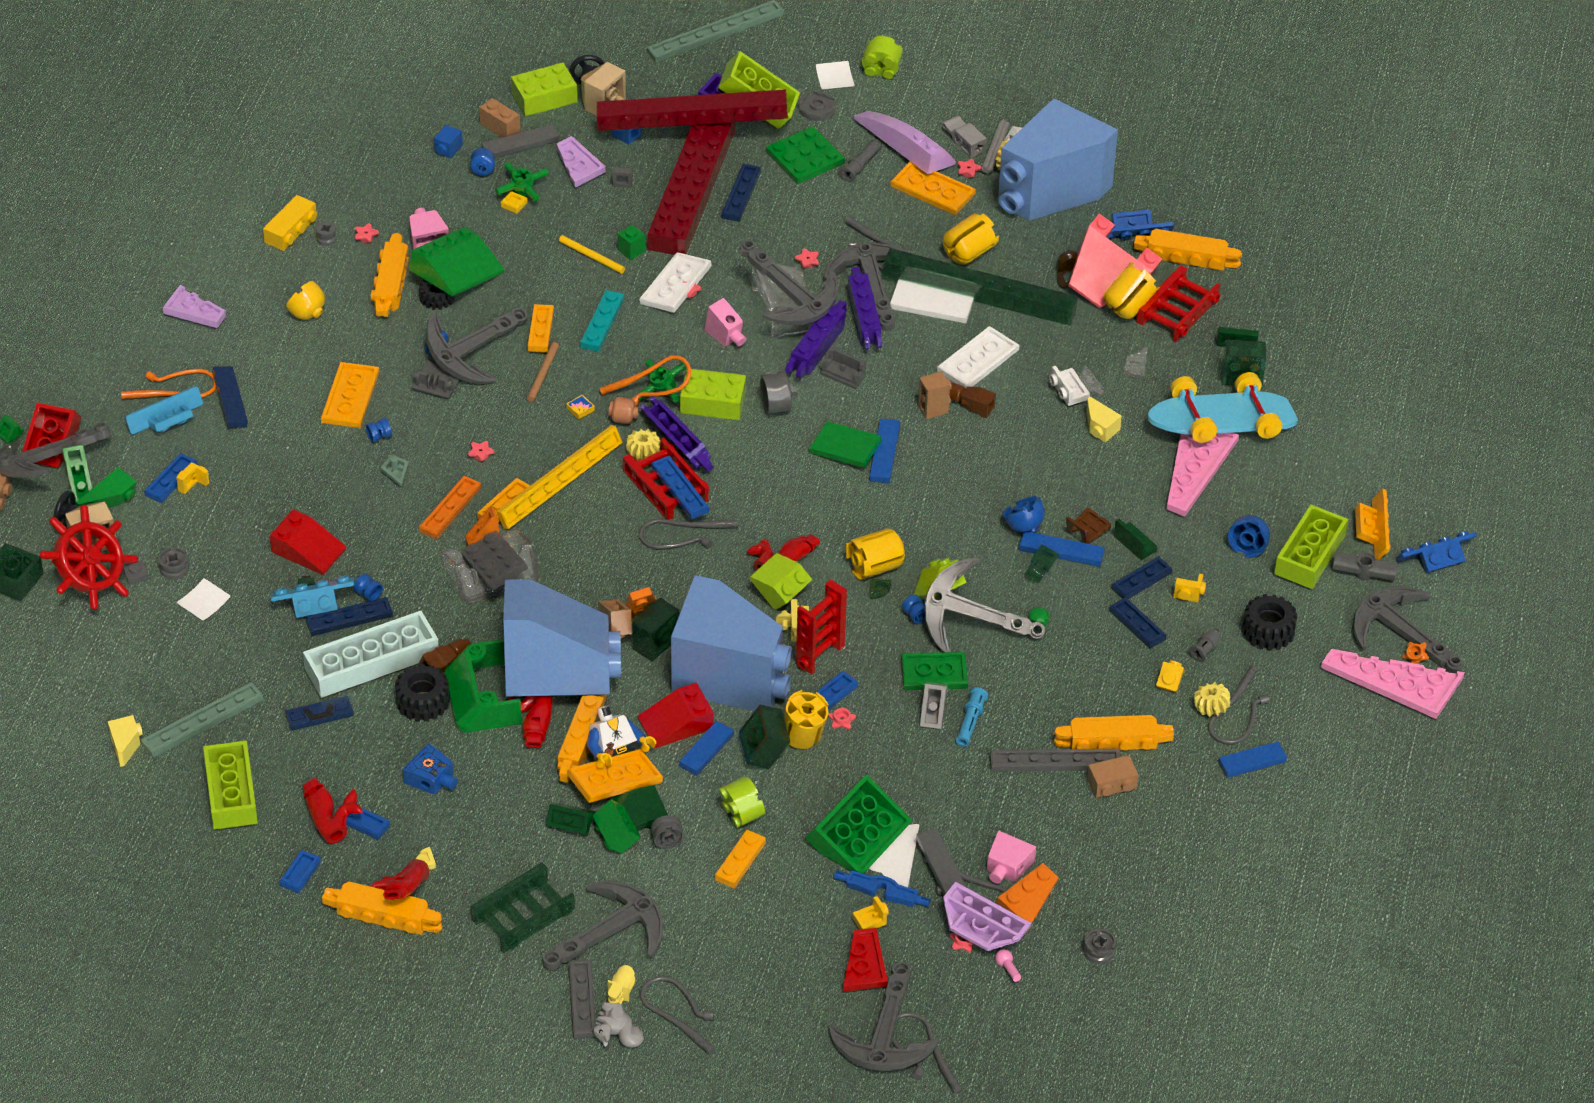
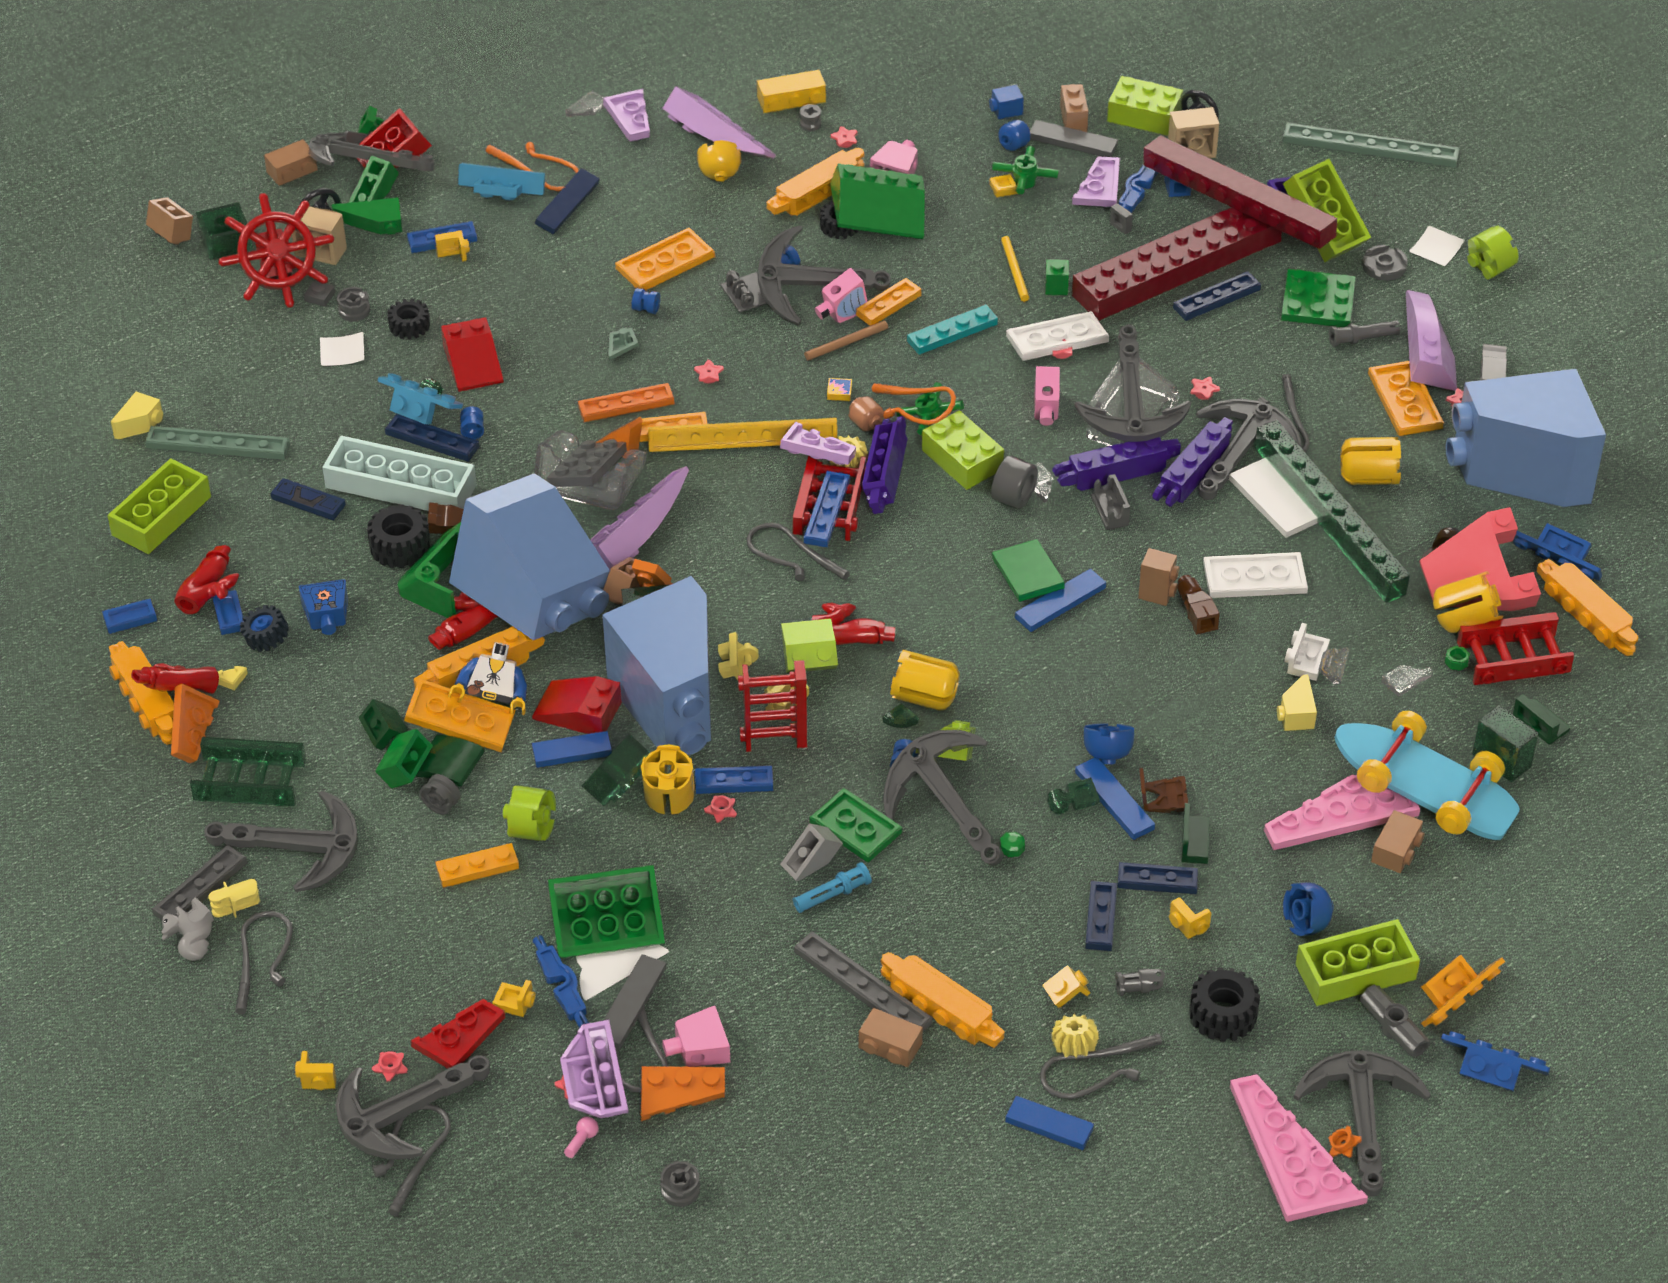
camera: 45 degrees right, 0 degrees up
(152, 320) = (587, 105): none -> clear tile
(227, 539) = (405, 310): none -> black tyre
(266, 280) = (710, 122): none -> lavender wedge
(410, 812) = (264, 628): none -> black wheel
(431, 892) = (190, 720): none -> orange wing
(512, 348) = (842, 297): none -> bright pink torso
(565, 566) = (639, 522): none -> lavender wedge
(599, 143) = (1134, 187): none -> piece
(623, 451) = (811, 443): none -> lavender wing
(811, 1050) = (315, 1075): none -> yellow bracket
(842, 1006) = (390, 1058): none -> coral plate
(1152, 331) = (1457, 658): none -> green tile
(1248, 463) = (1397, 842): none -> medium nougat brick

